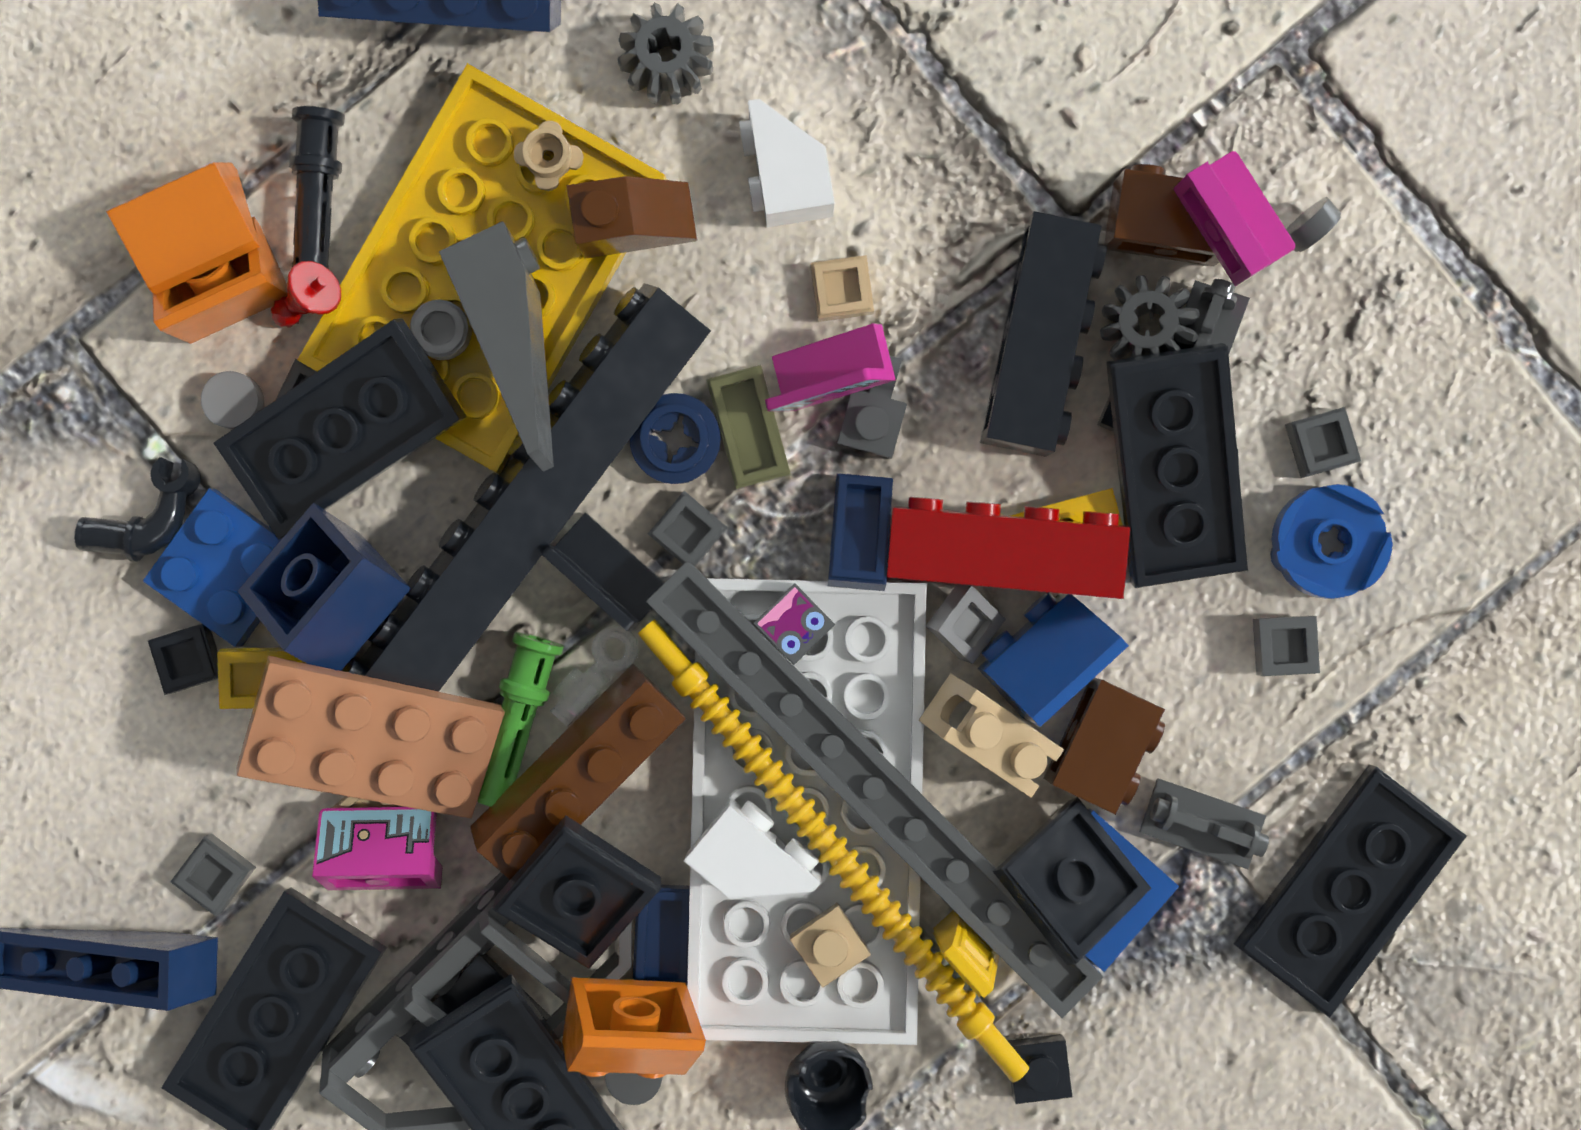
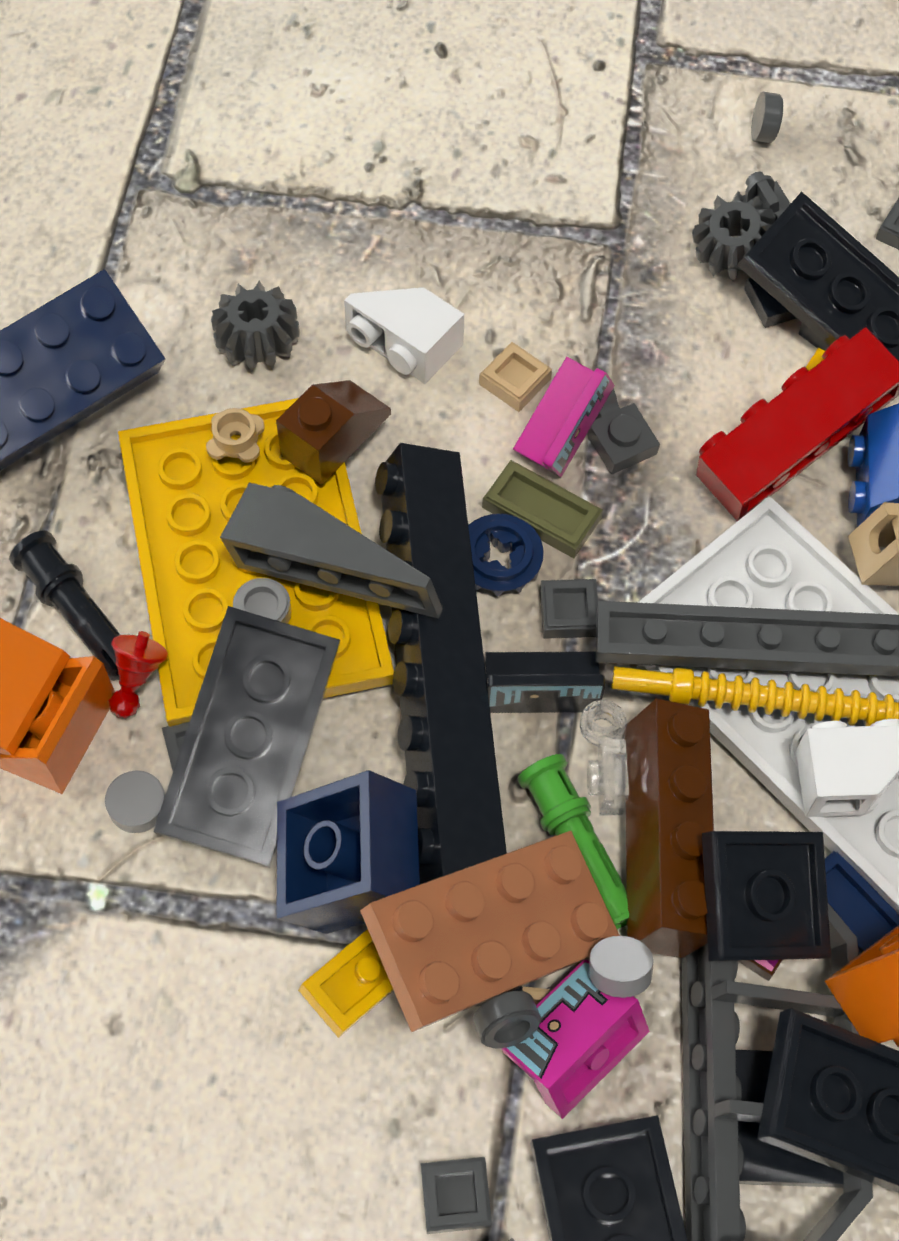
camera: 45 degrees left, 25 degrees down
(139, 534) = (153, 958): black piece -> none
(185, 658) = (272, 1033): black tile -> none
(211, 562) = (234, 938): blue plate -> none
(326, 808) = (507, 1019): none -> dark grey tile
(441, 840) = (621, 966): none -> light grey tile
(794, 624) = (712, 583): tile -> none
(860, 532) = (690, 503): dark blue tile -> none
(965, 622) = (820, 501): light grey plate -> none
(1042, 334) = (677, 298): black brick -> none
(1152, 220) = (680, 174): reddish brown brick -> none
(1234, 217) = (722, 133): dark pink panel -> none

